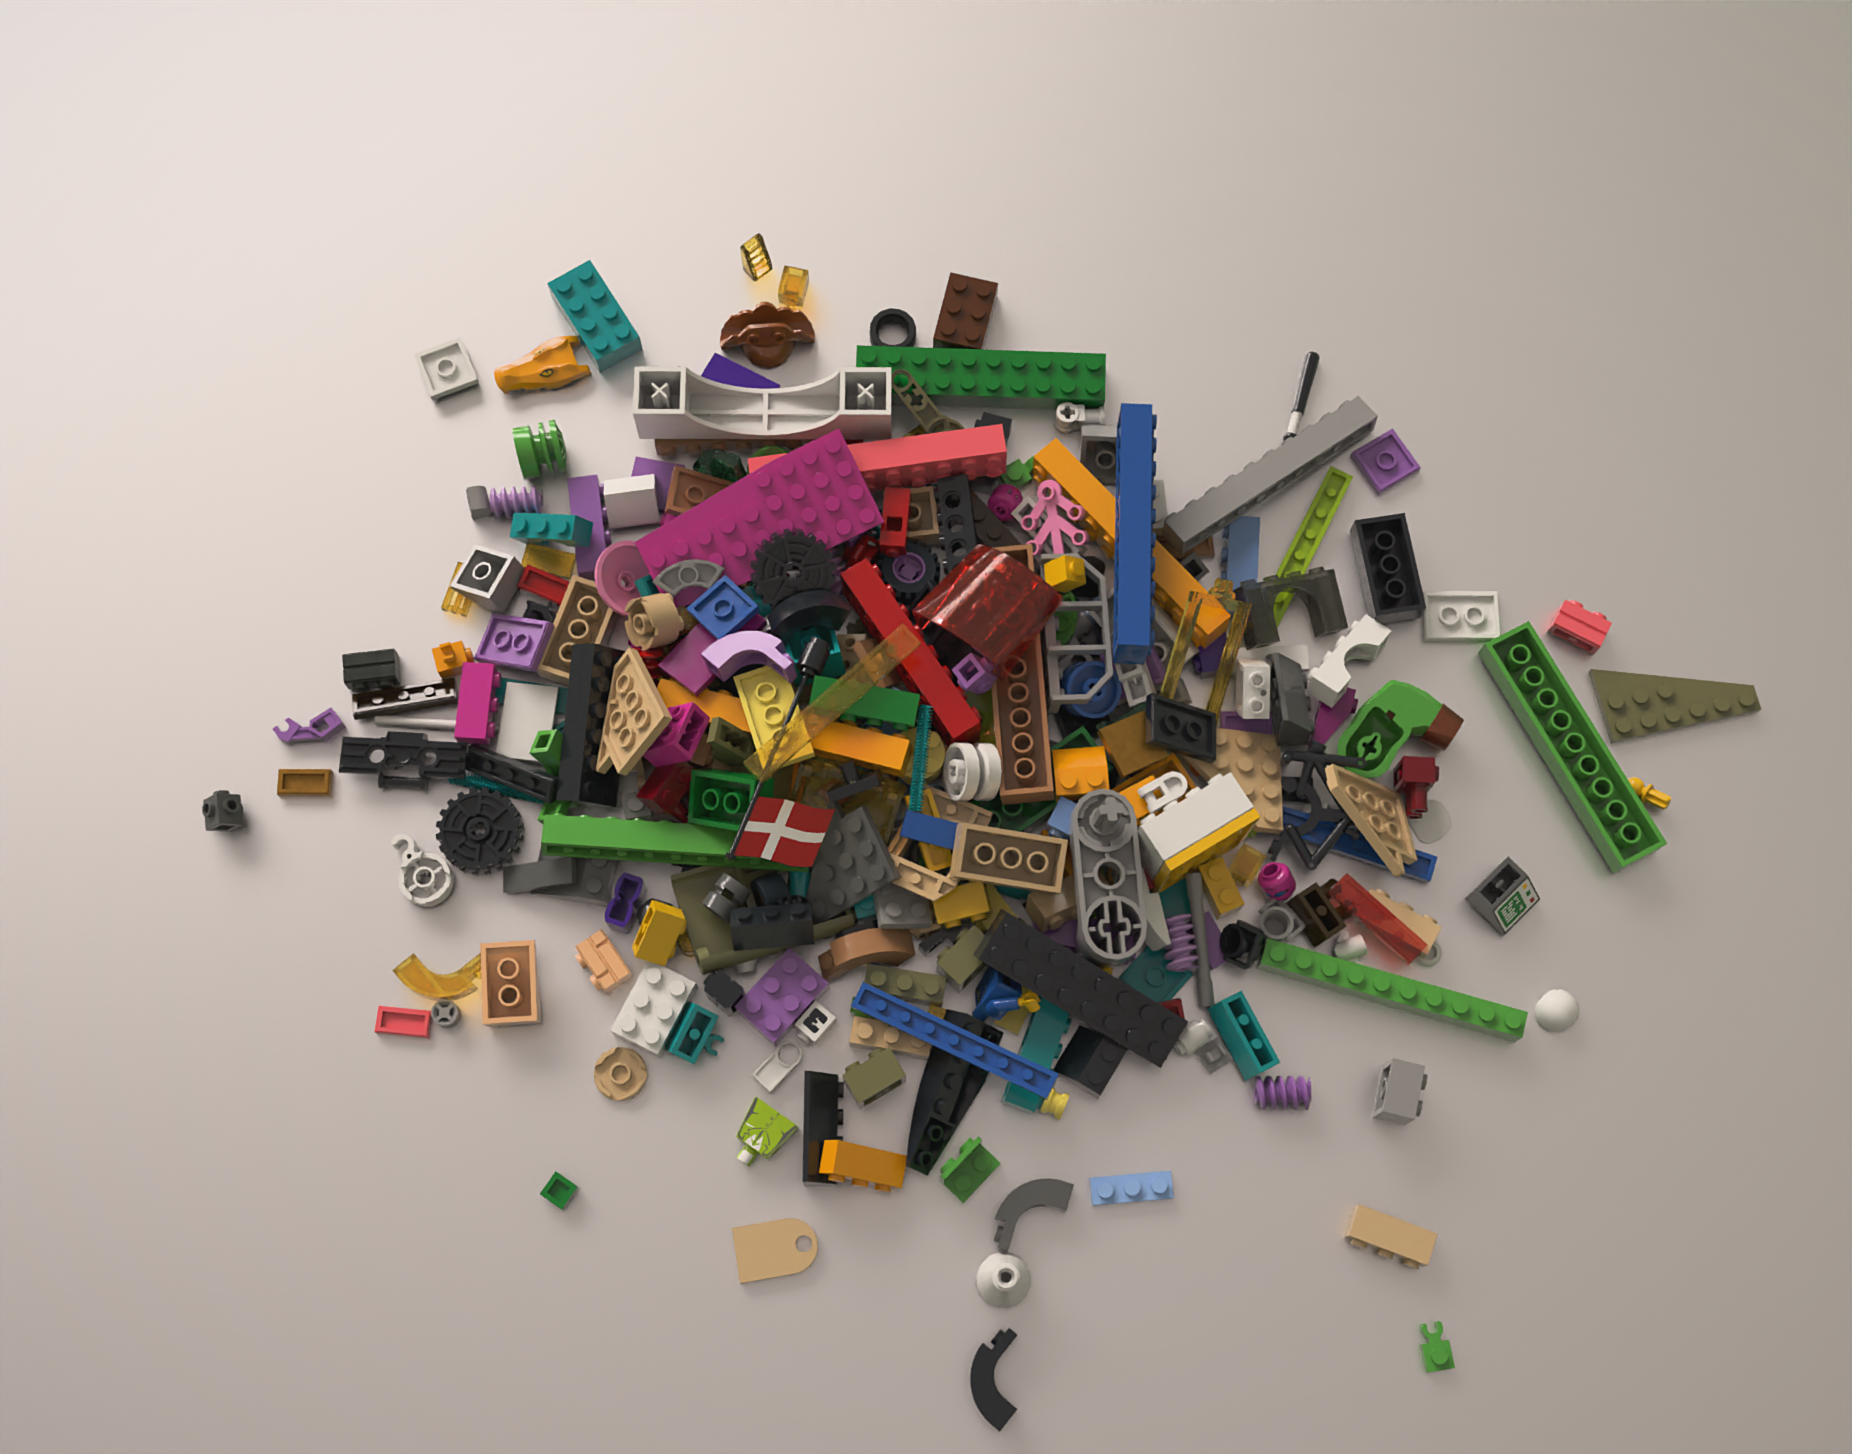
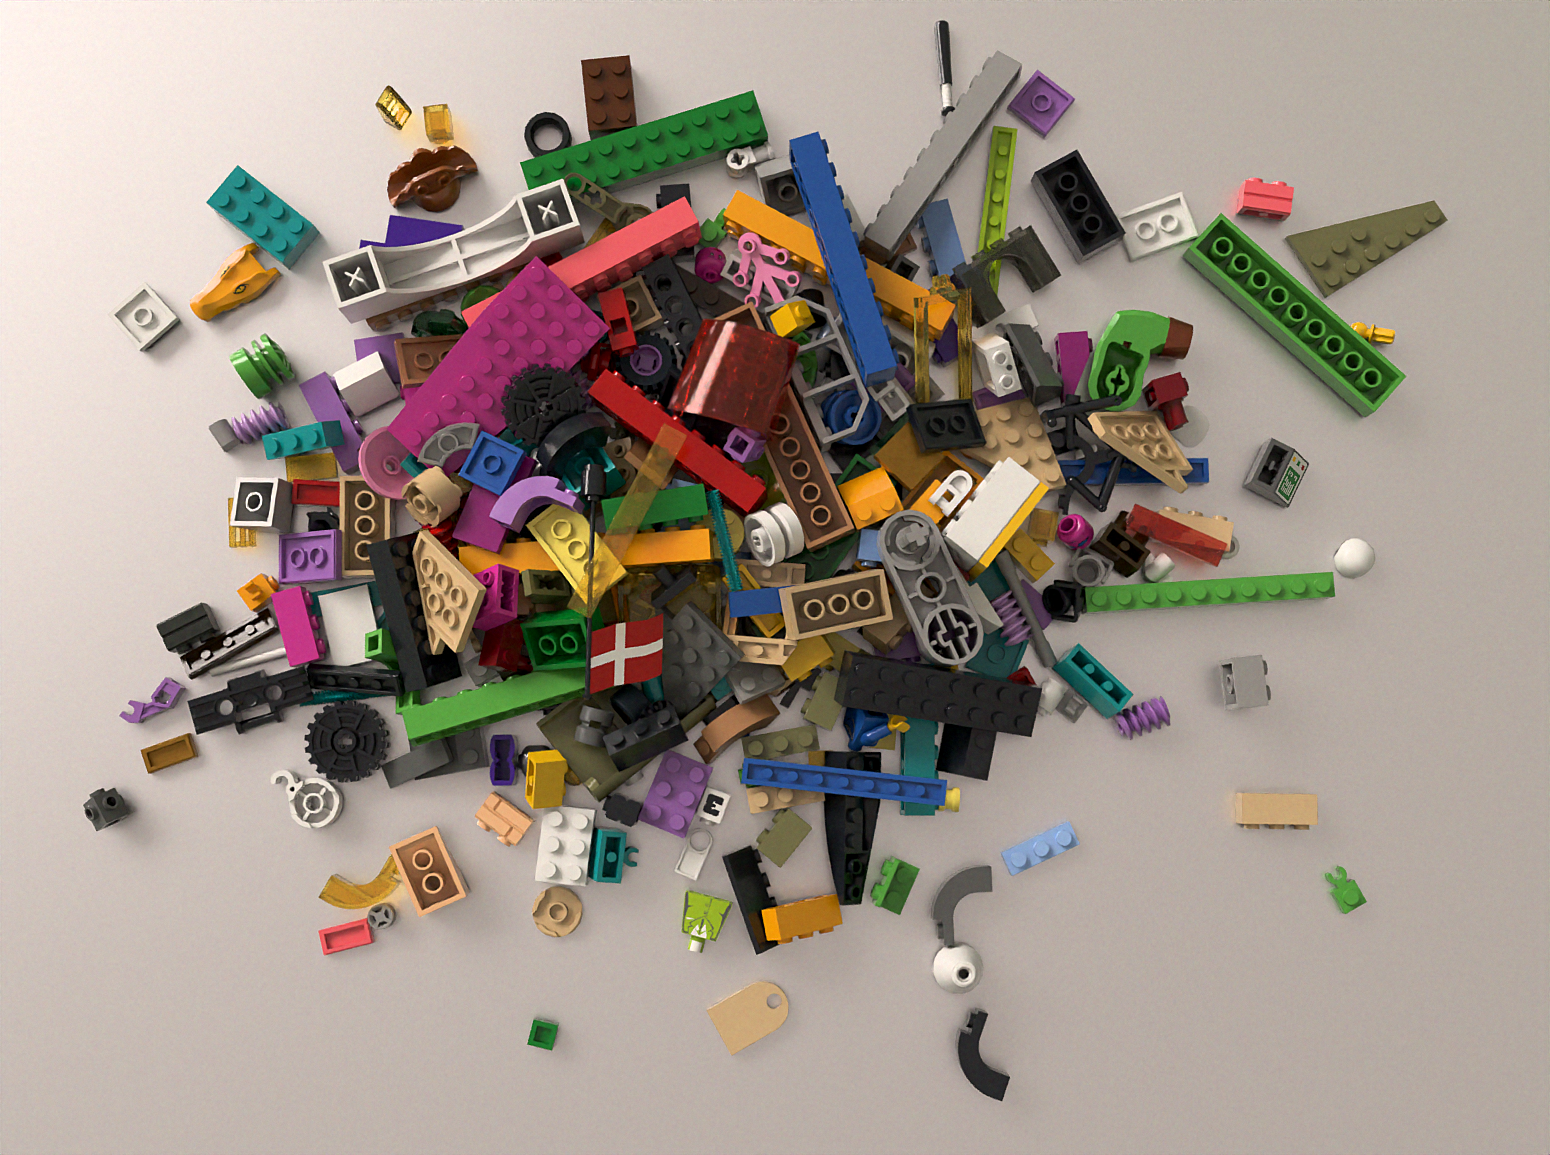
camera: 25 degrees left, 10 degrees up
(1363, 641) = (1064, 328): white arch -> none

